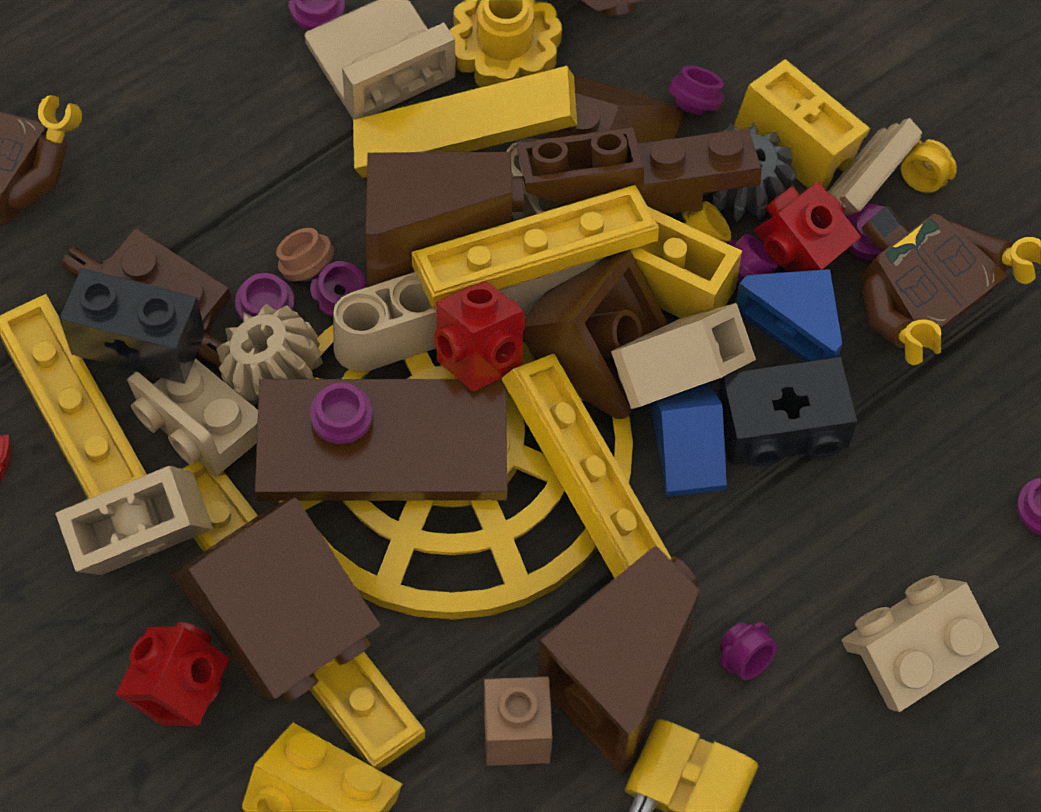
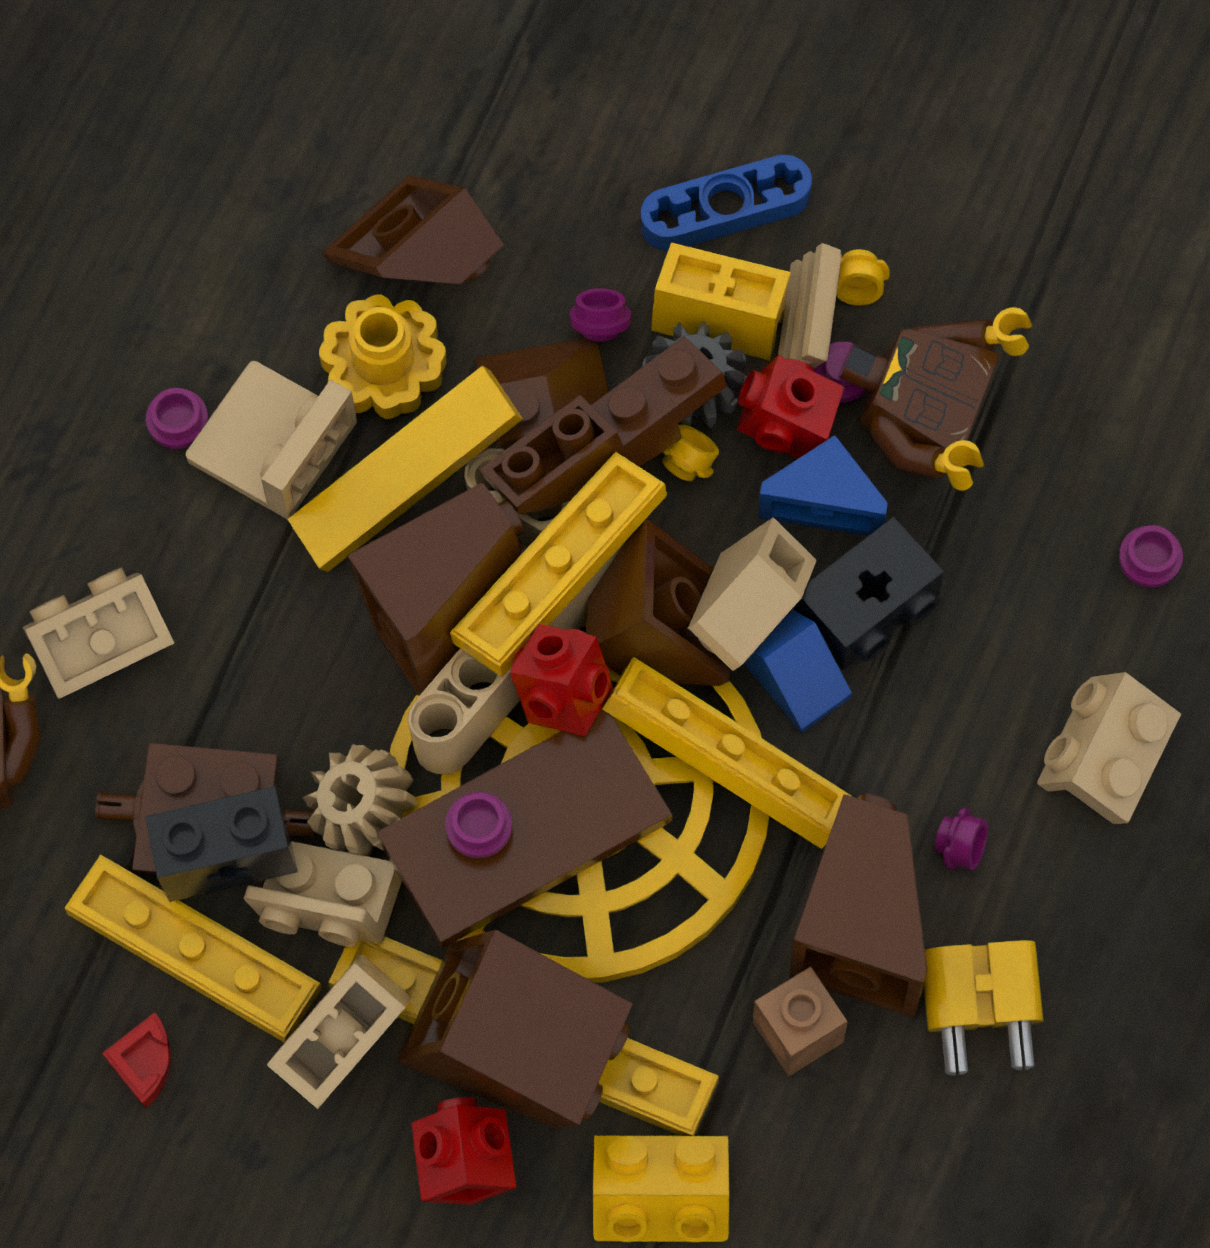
camera: 25 degrees left, 5 degrees up
(149, 127) = (97, 632): none -> tan bracket
(262, 290) = (309, 746): magenta plate -> none
(304, 254) = (327, 682): nougat plate -> none
(333, 275) = (384, 682): magenta plate -> none
(687, 268) = (703, 504): yellow slope -> none
(753, 258) = (748, 463): magenta plate -> none
(872, 45) = (713, 225): none -> blue beam

